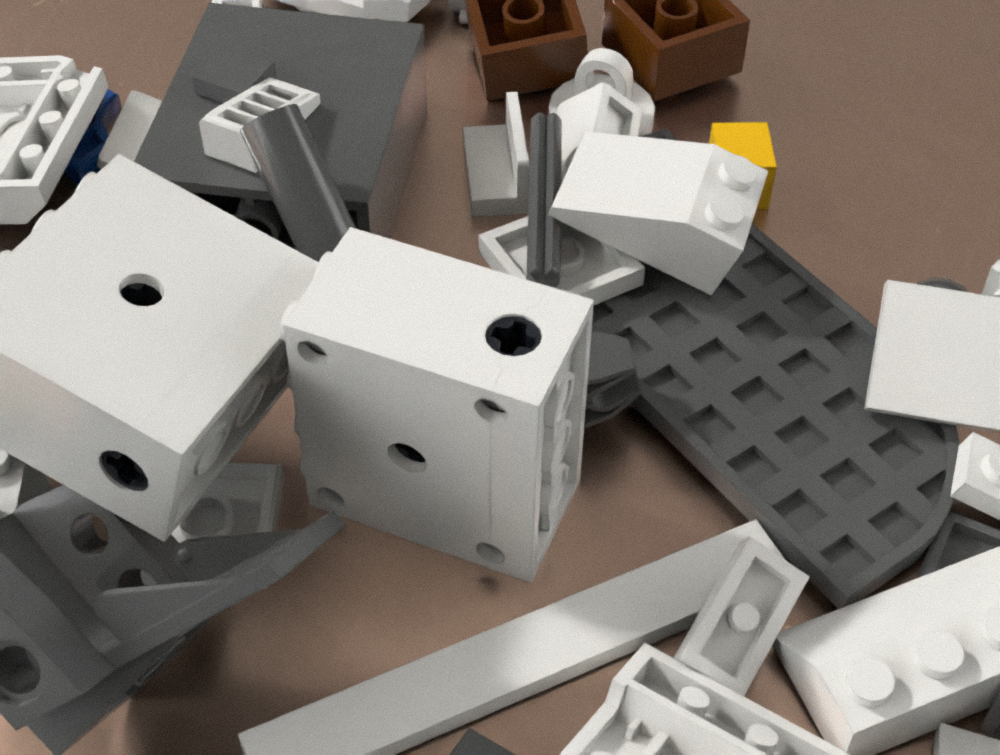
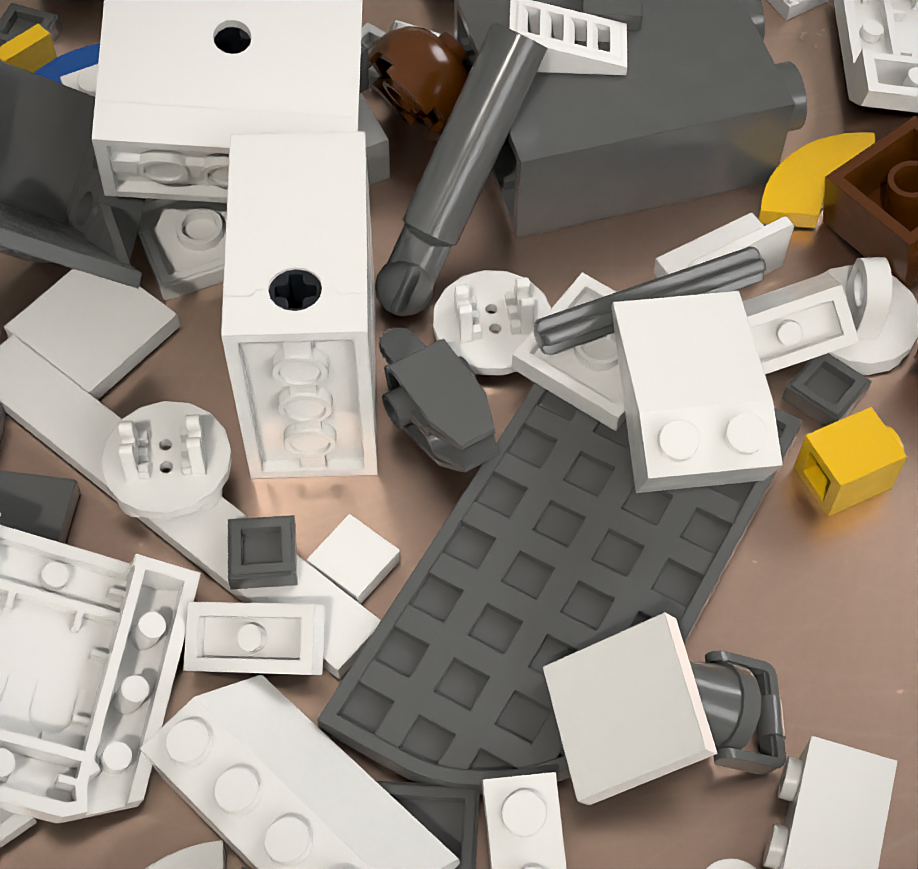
camera: 65 degrees right, 10 degrees up
(269, 657) = (93, 328): none -> white tile
(450, 89) = (799, 182): none -> yellow tile
(492, 653) = (135, 461): none -> white plate
(645, 582) = (262, 552): none -> dark grey tile
(671, 520) = (355, 558): none -> white tile

